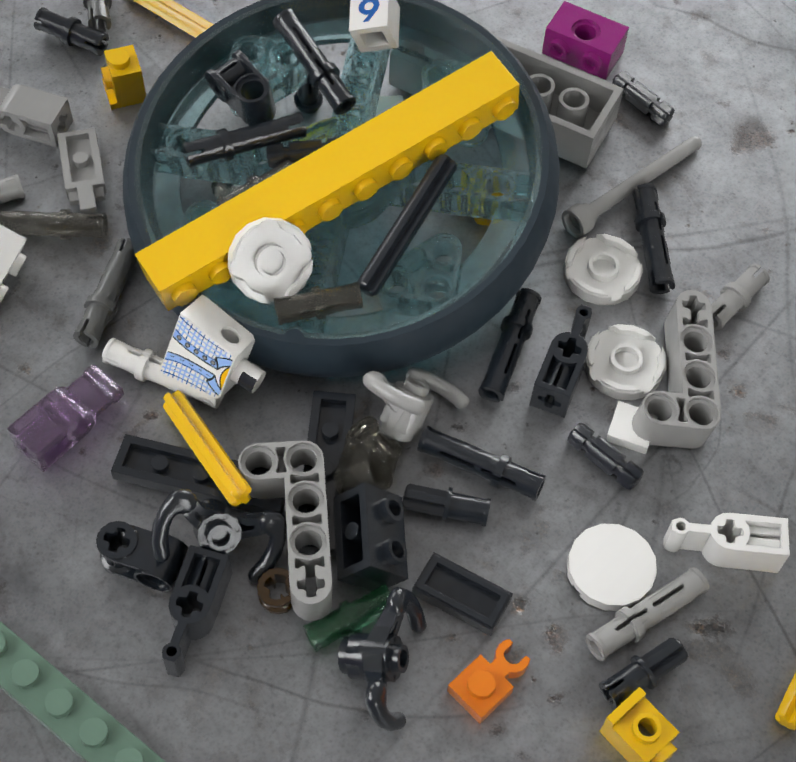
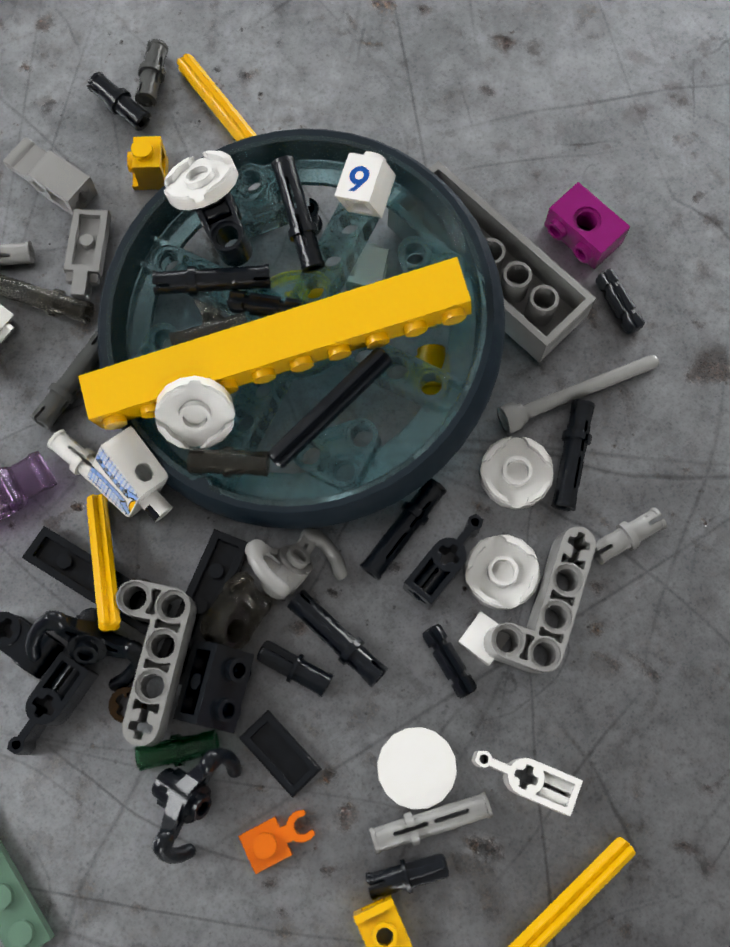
camera: 20 degrees right, 15 degrees up
(206, 53) = (200, 182): none -> white tile

